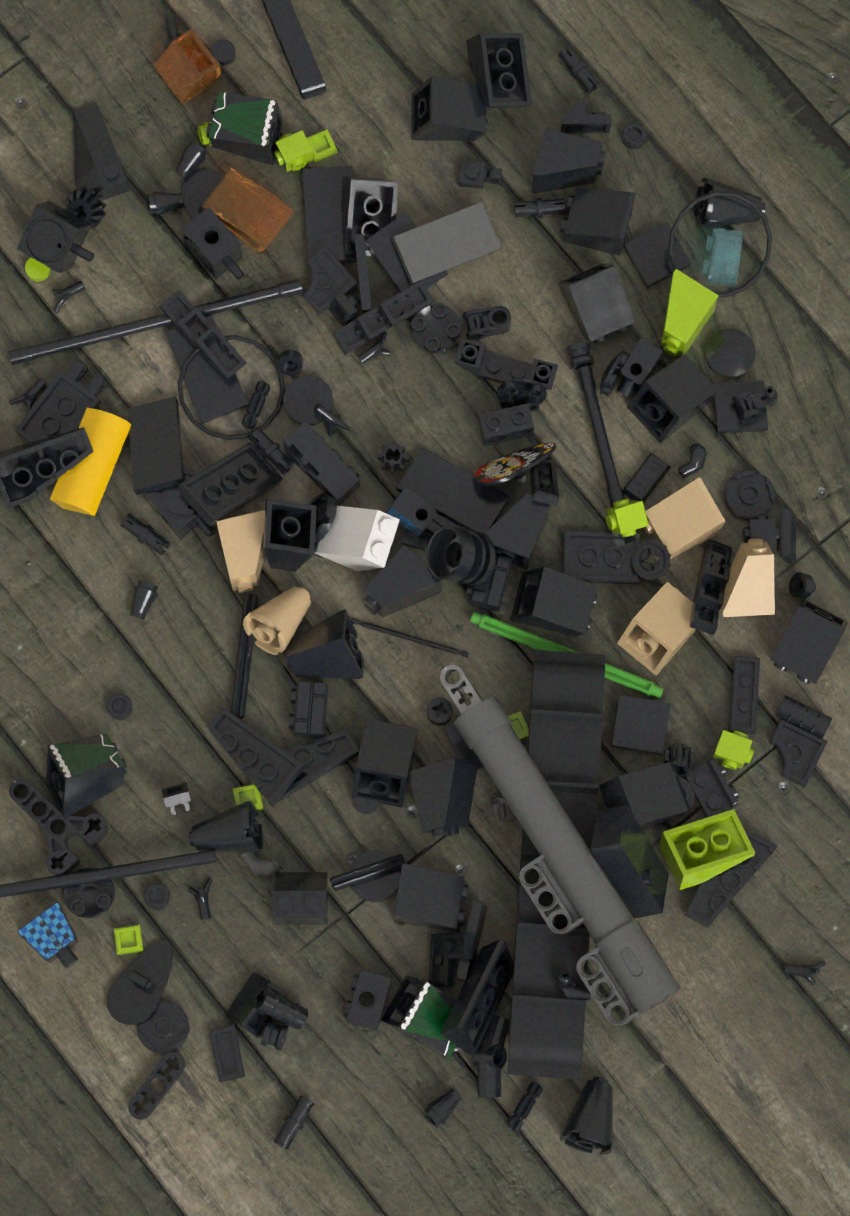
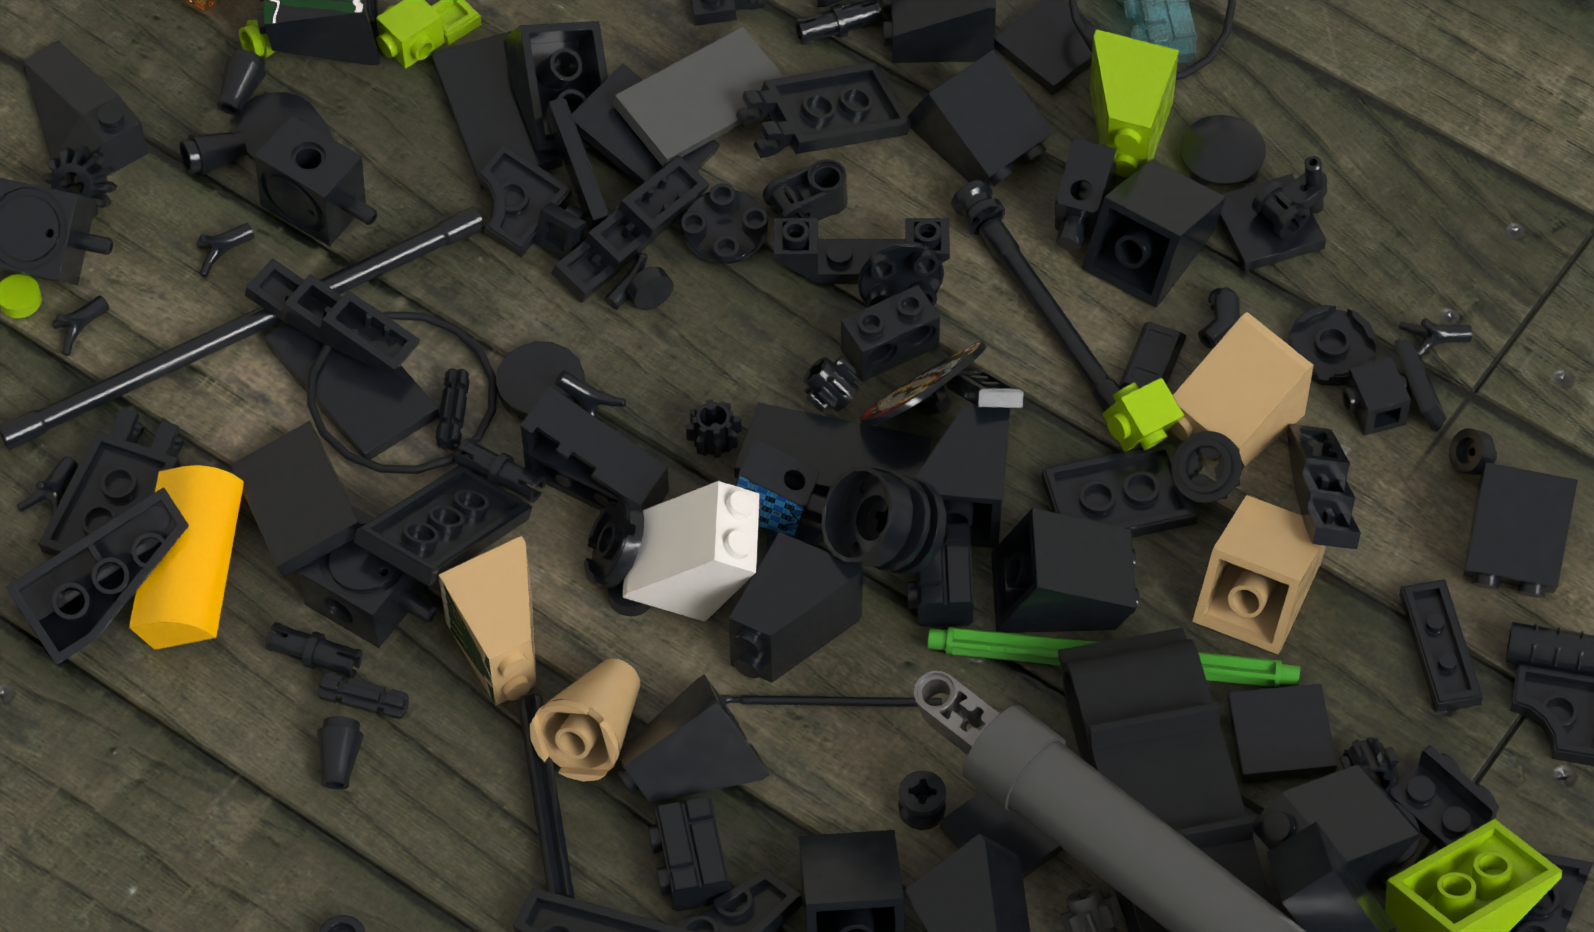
camera: 15 degrees left, 20 degrees down
(155, 264) = (222, 243): none -> black bar
(164, 568) = (363, 695): none -> black axle
(248, 210) = (368, 117): clear orange slope -> none
(289, 534) = (574, 568): black slope -> none
(290, 362) = (493, 329): black tile -> none
(383, 358) = (650, 288): none -> black tile
(464, 448) = (831, 384): none -> black gear
(513, 269) = (824, 110): none -> black tile
(611, 372) = (1042, 214): black dish -> none
(733, 749) = (1457, 728): lime brick -> none
(750, 581) = (1391, 447): tan slope -> none
(809, 505) = (1437, 334): none -> black bar

